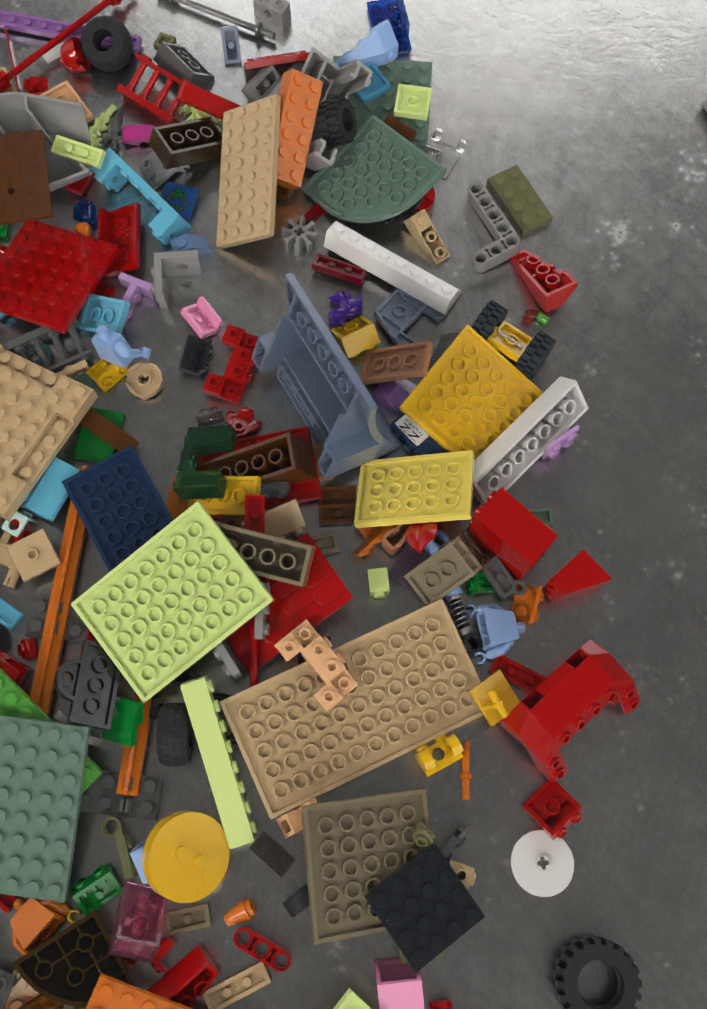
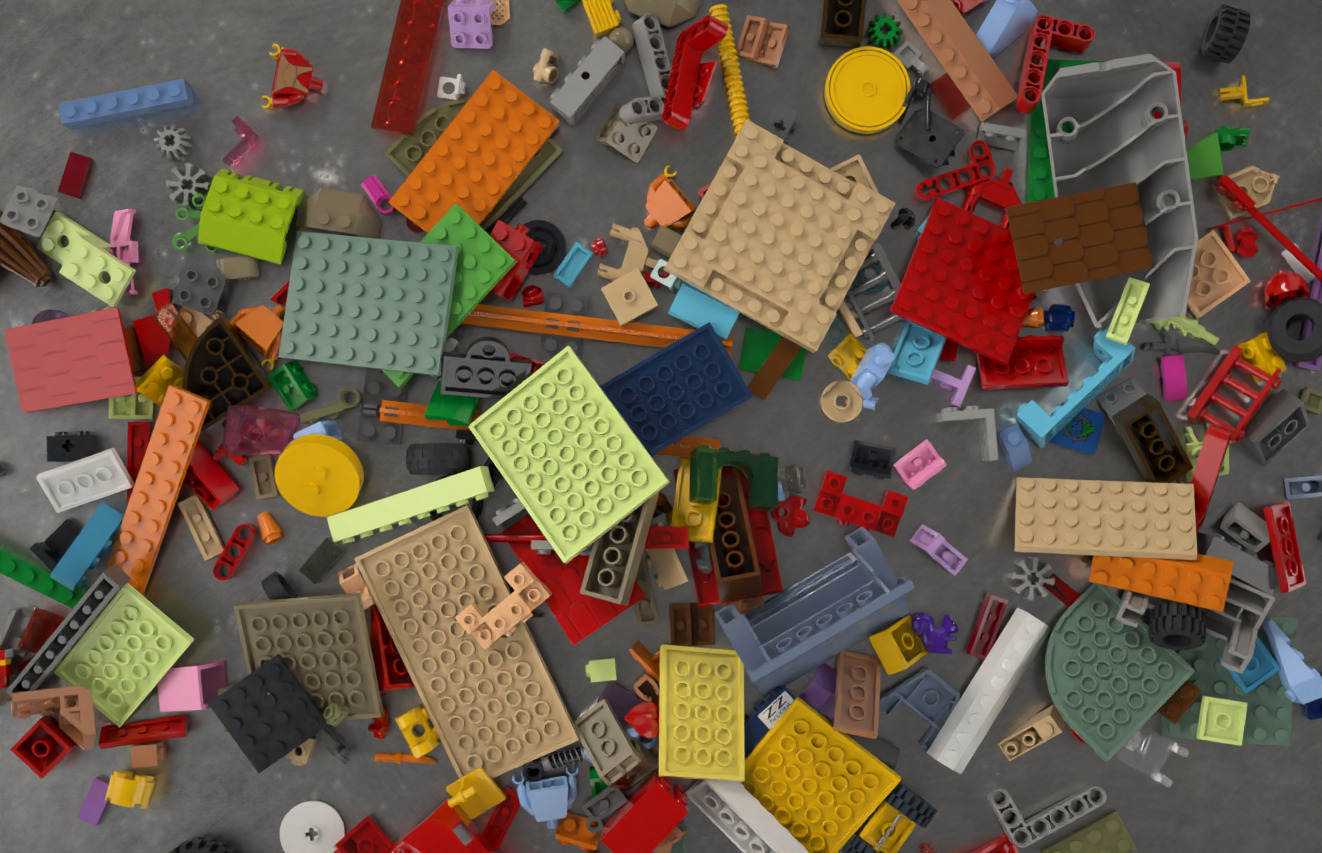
camera: 90 degrees right, 15 degrees up
(124, 74) = (1262, 355): none -> yellow bracket
(270, 305) = (938, 549): none -> lavender bracket
(377, 781) = (388, 664): none -> red wedge
(435, 794) = (380, 726): none -> red piece

